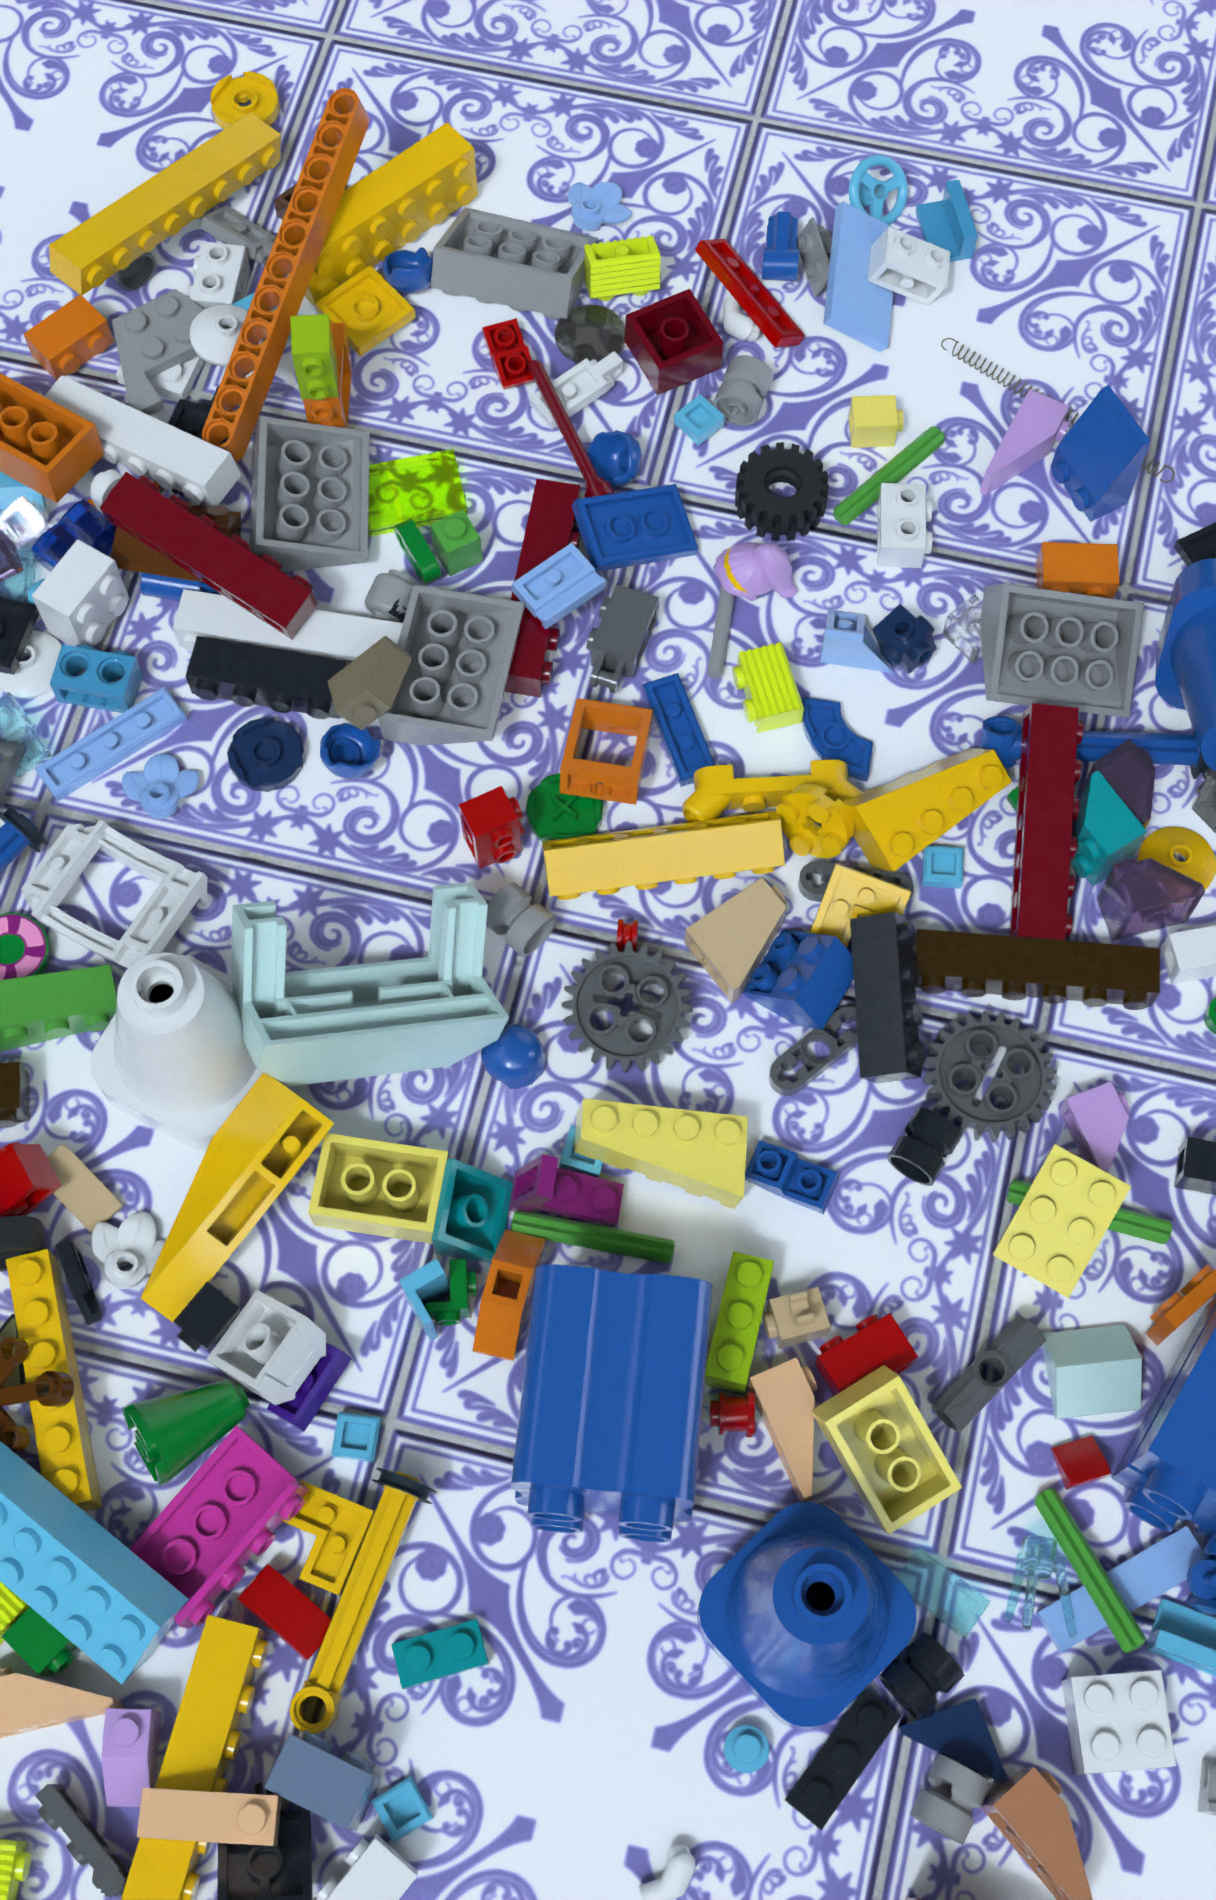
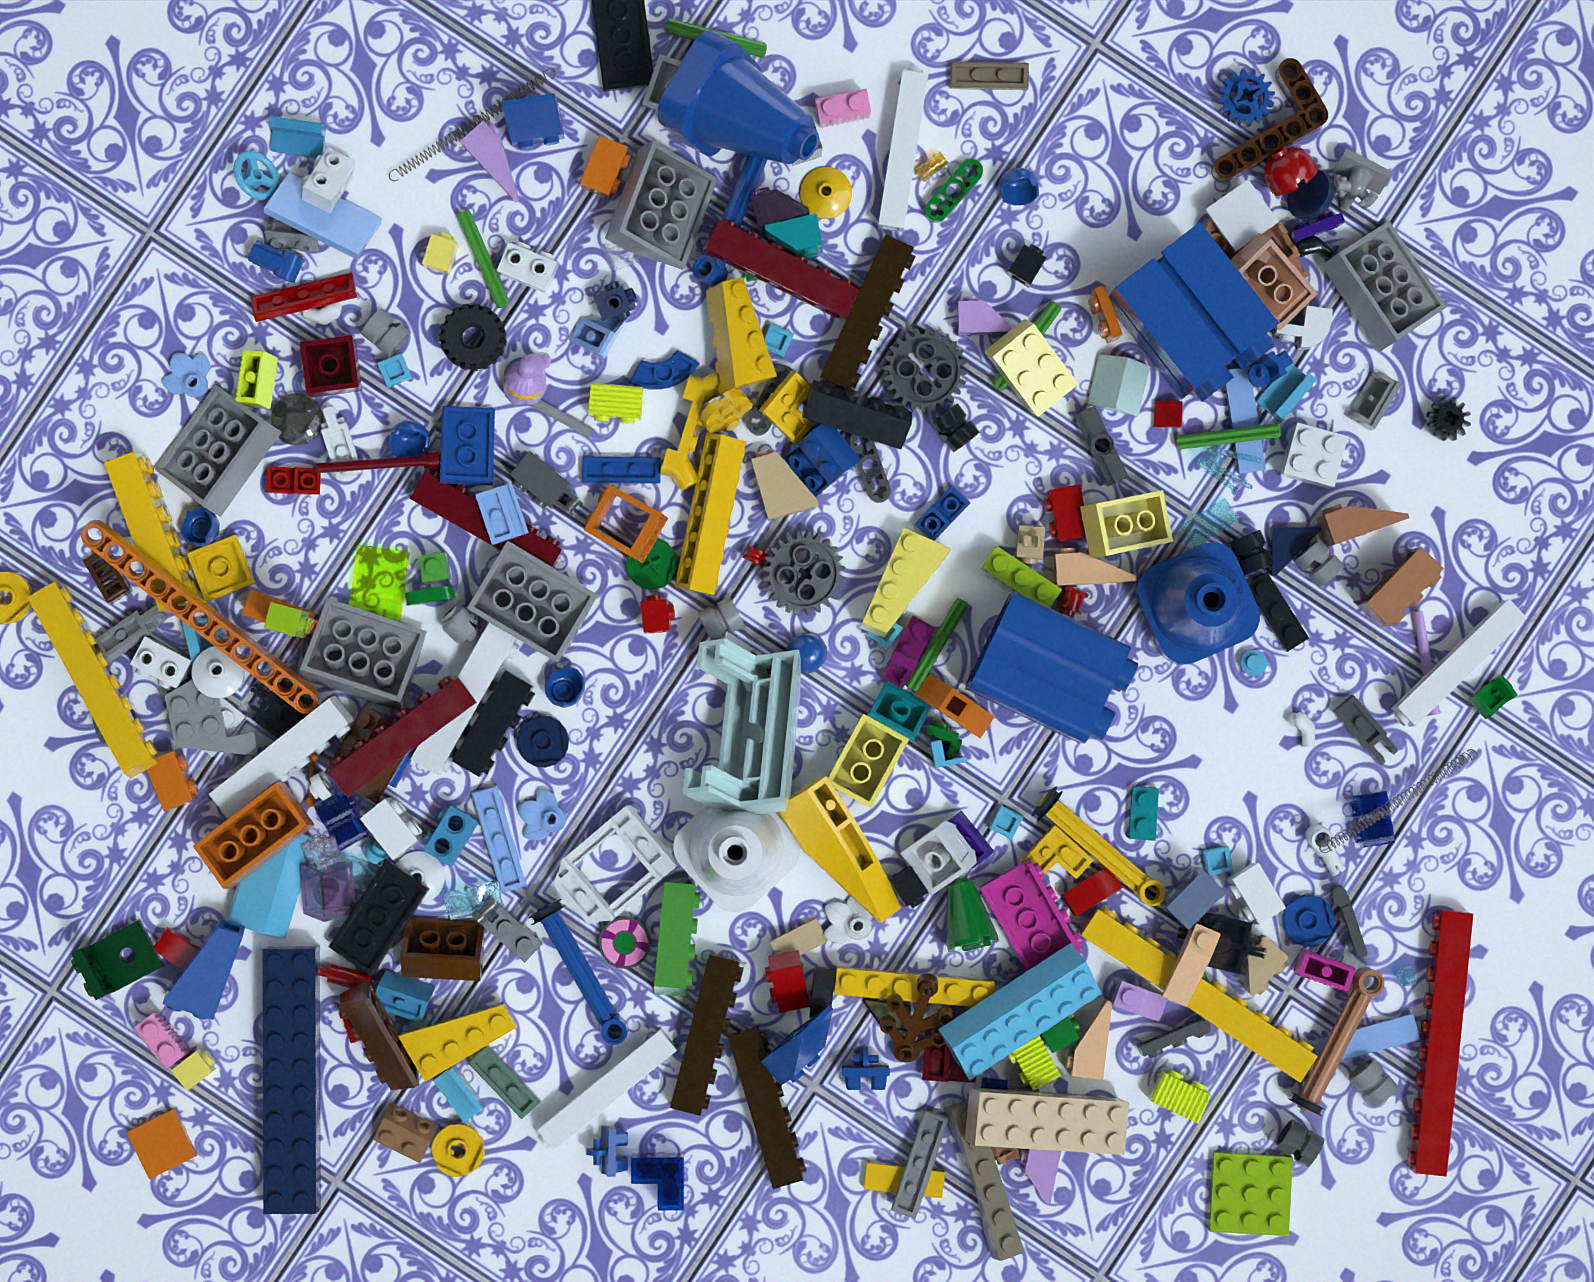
camera: 75 degrees left, 20 degrees up
(79, 1281) = (855, 956): black tile -> none
(369, 683) = (535, 661): dark tan slope -> none
(1146, 898) = (849, 229): clear purple slope -> none

